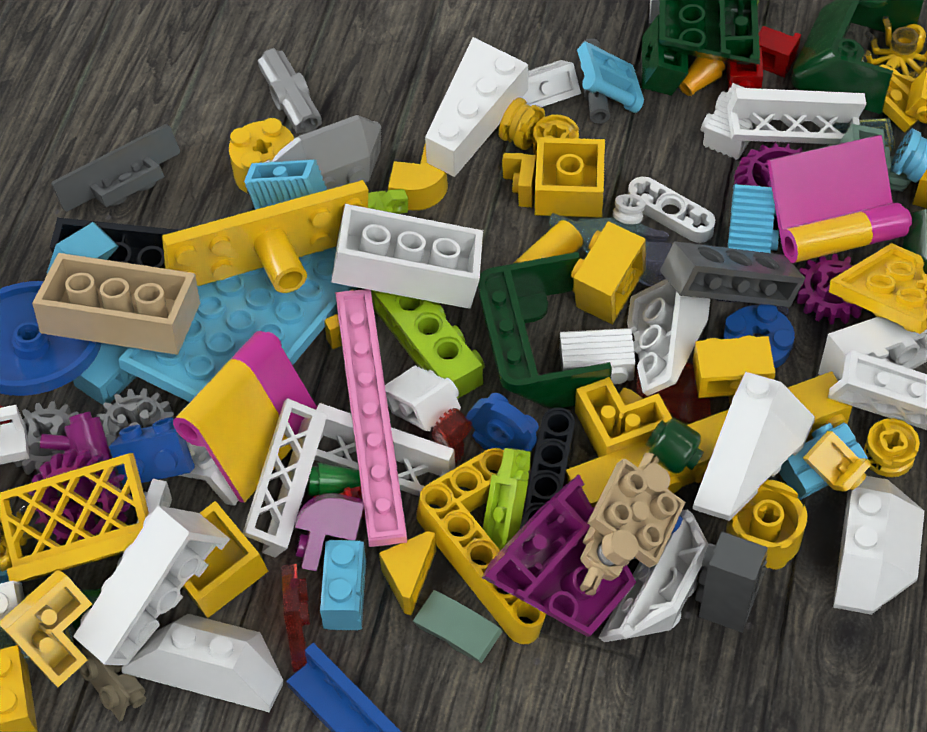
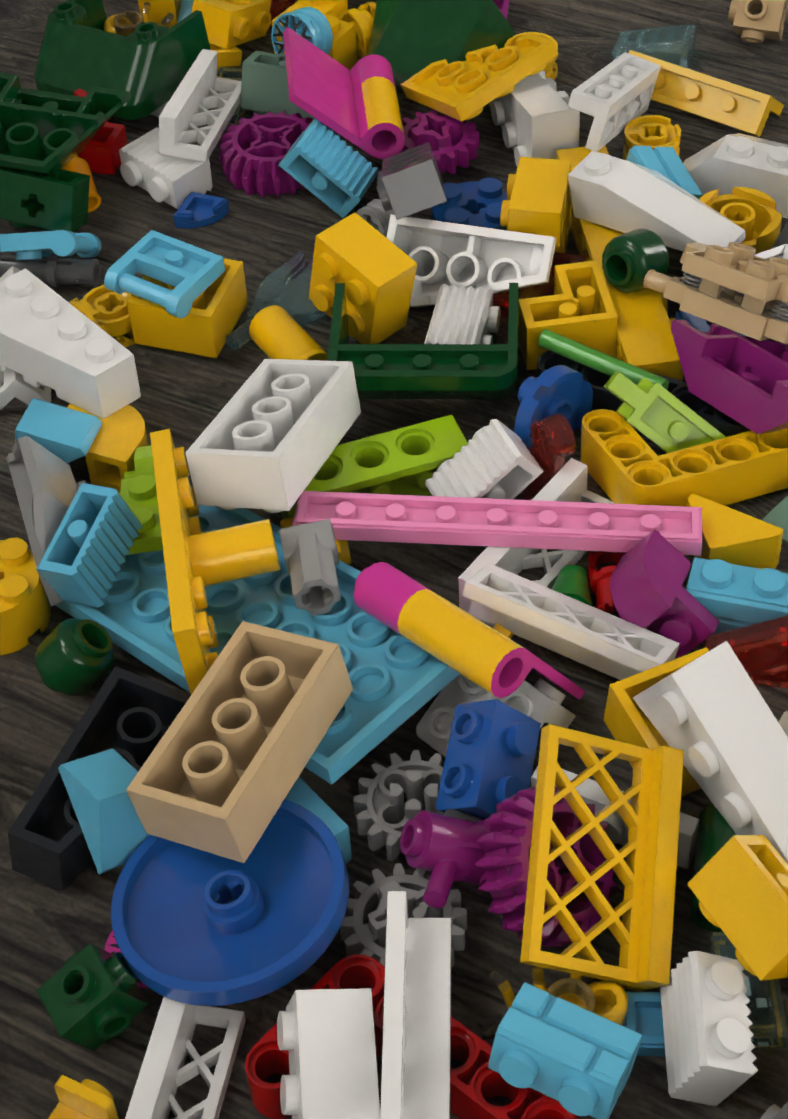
camera: 75 degrees left, 10 degrees down
(227, 205) = (74, 656): none -> dark green head
(303, 305) = (311, 561): none -> light grey piece
(403, 139) = (59, 429): none -> medium azure slope
(523, 172) = (162, 348): yellow bracket -> none
(557, 449) = (595, 359): none -> bright green bar
(571, 152) = (171, 262): none -> medium azure plate
(629, 209) = (257, 270): white bush -> none
(677, 222) = (286, 232): white beam -> none
(701, 158) = (200, 210): none -> blue tile
(836, 463) = (692, 154): yellow bracket -> none

